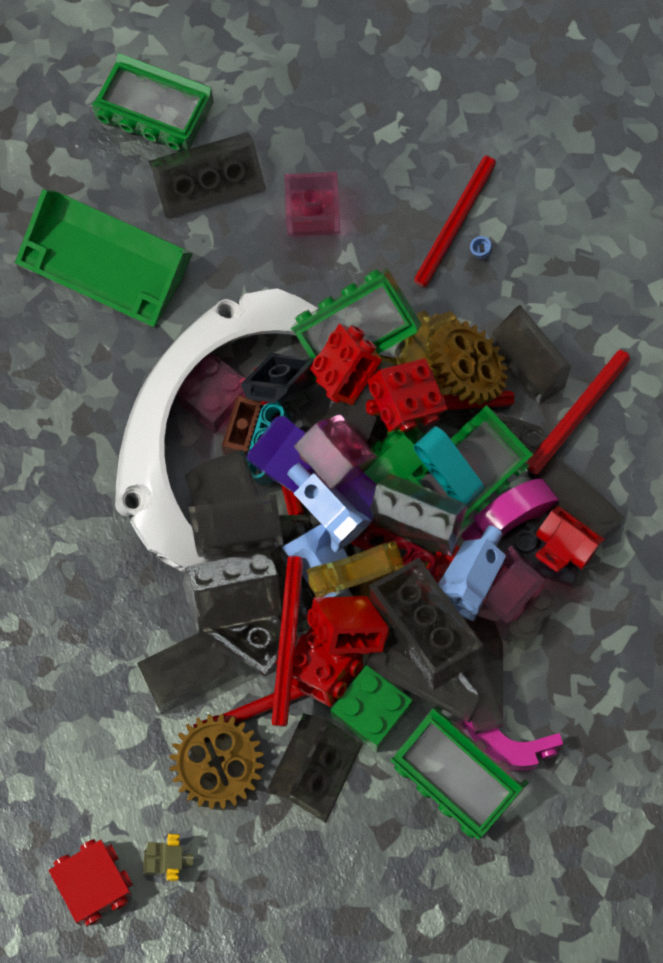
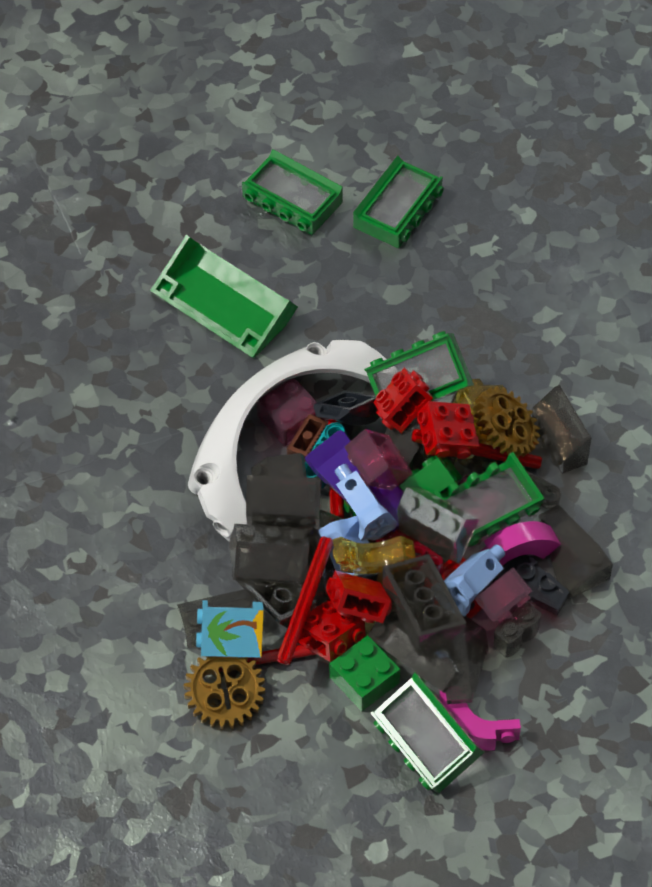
camera: 10 degrees right, 15 degrees down
(91, 882) = (98, 758): red brick -> none
(165, 858) = (163, 754): olive piece -> none
(207, 174) = (324, 252): clear smoke slope -> none
(210, 698) = (230, 631): none -> medium azure panel
(279, 93) = (397, 203): none -> green window
(312, 203) = (405, 286): clear pink brick -> none
(314, 767) = (306, 709): clear smoke slope -> none
(448, 466) = (470, 489): teal beam -> none
(454, 222) = (522, 323): red axle -> none
(475, 248) = (535, 345): medium blue hinge -> none
(566, 541) = (559, 572): red piece -> none
(577, 411) = (592, 482): red axle -> none

